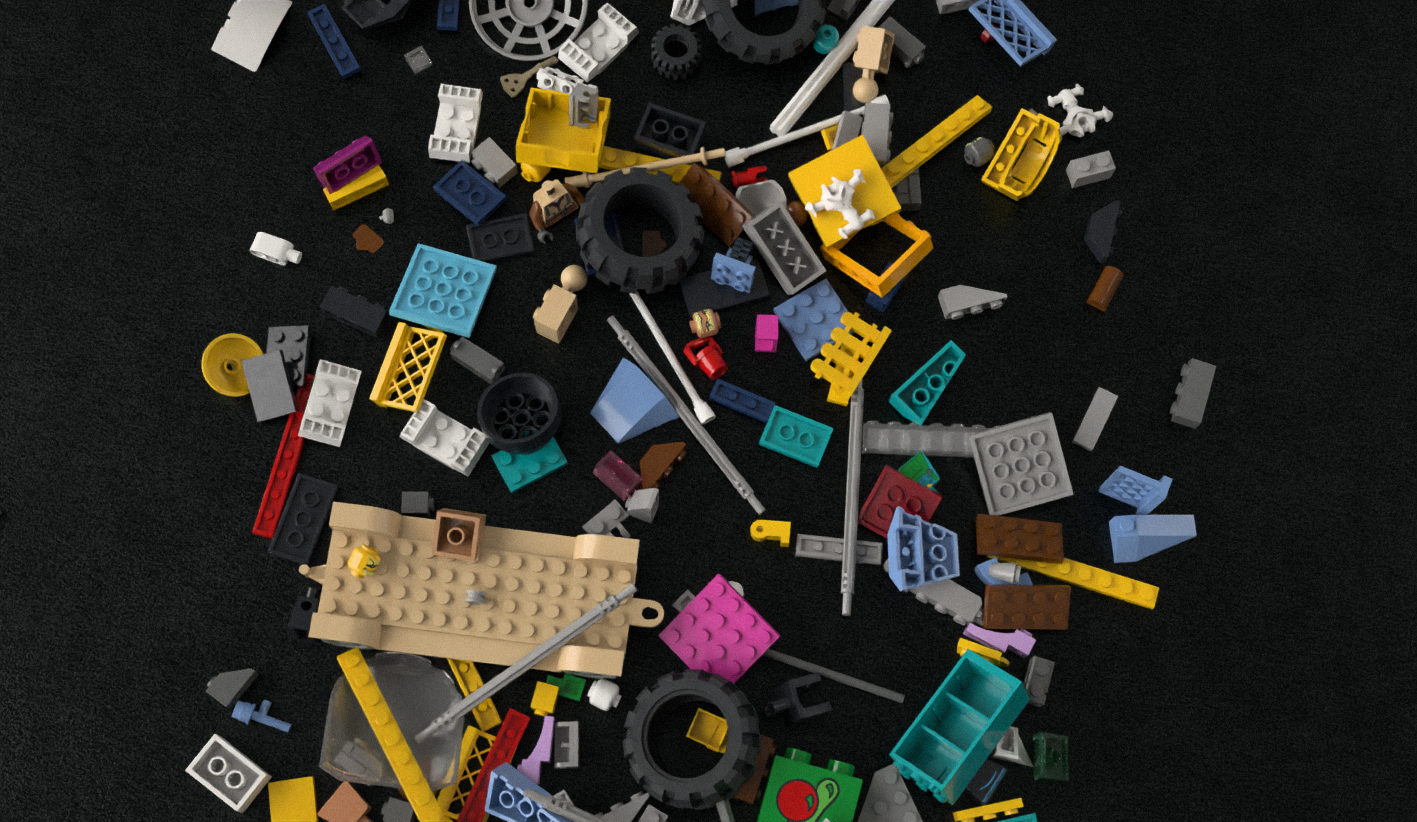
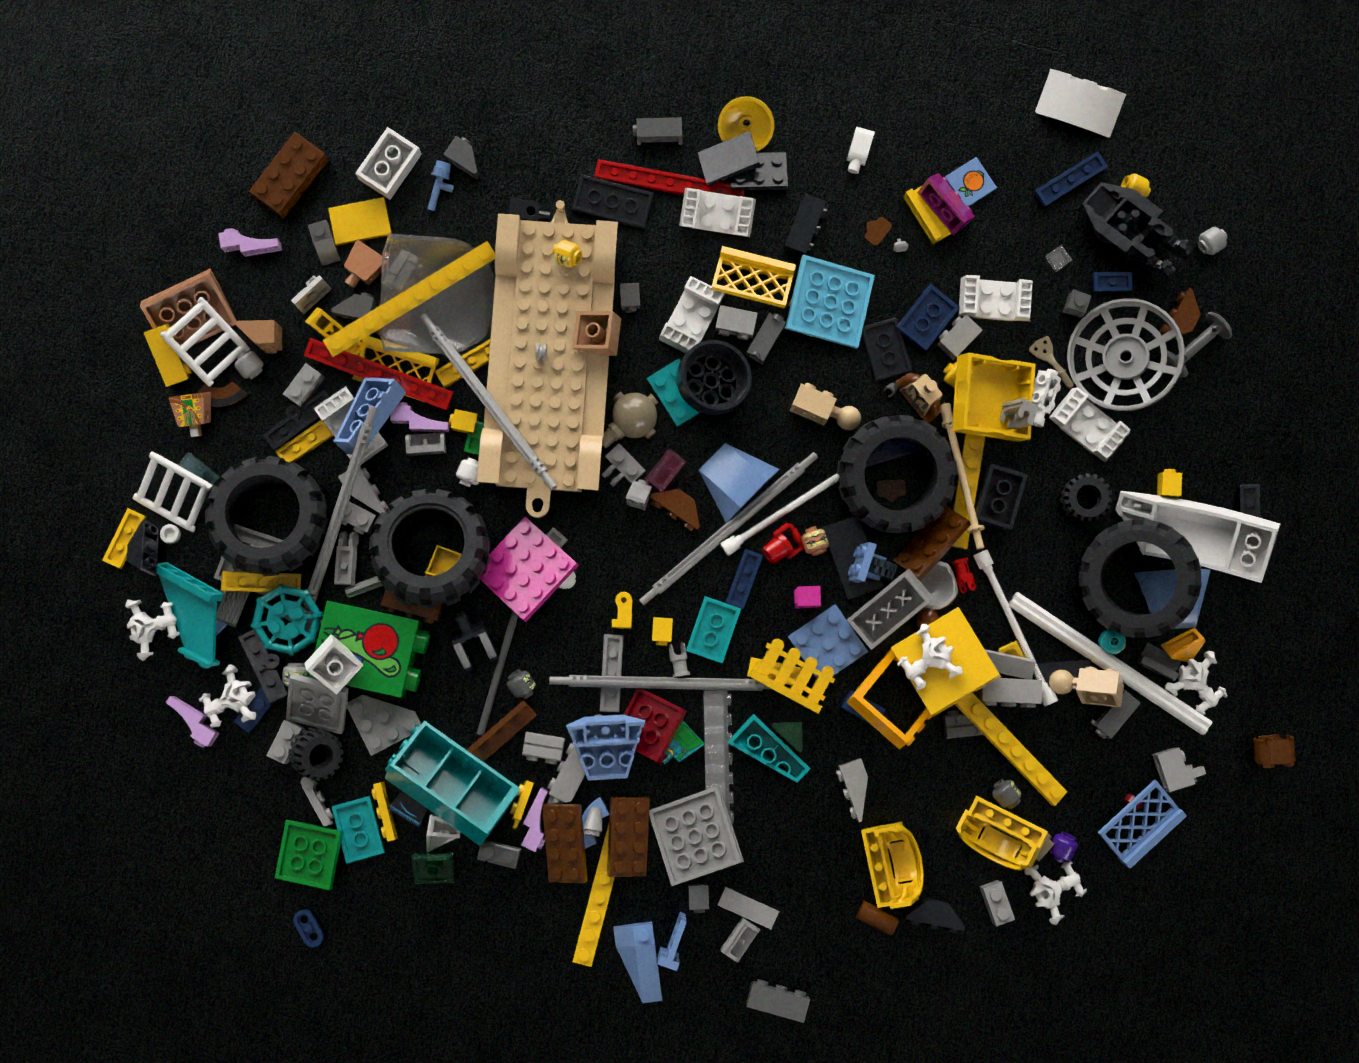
camera: 85 degrees right, 10 degrees up
(227, 462) = (658, 130): none -> dark grey brick
(324, 139) = (971, 182): none -> medium blue tile
(457, 390) = (735, 322): none -> light grey brick
(469, 44) = (1077, 303): none -> dark grey brick
(553, 508) = (632, 417): none -> dark tan piece
(795, 490) = (662, 630): none -> yellow brick
(828, 474) = (679, 661): none -> light grey piece
(848, 648) = (521, 684): none -> dark grey head
(900, 672) = (502, 731): none -> reddish brown fence
(912, 358) = (791, 733): none -> clear green slope
(919, 627) = (543, 747): none -> light grey brick
(1034, 99) = (1063, 847): none -> dark purple head
(1053, 254) = (906, 864): none -> yellow piece
(1084, 468) = (698, 897): none -> dark grey brick
(1128, 430) = (740, 939): none -> light grey hinge

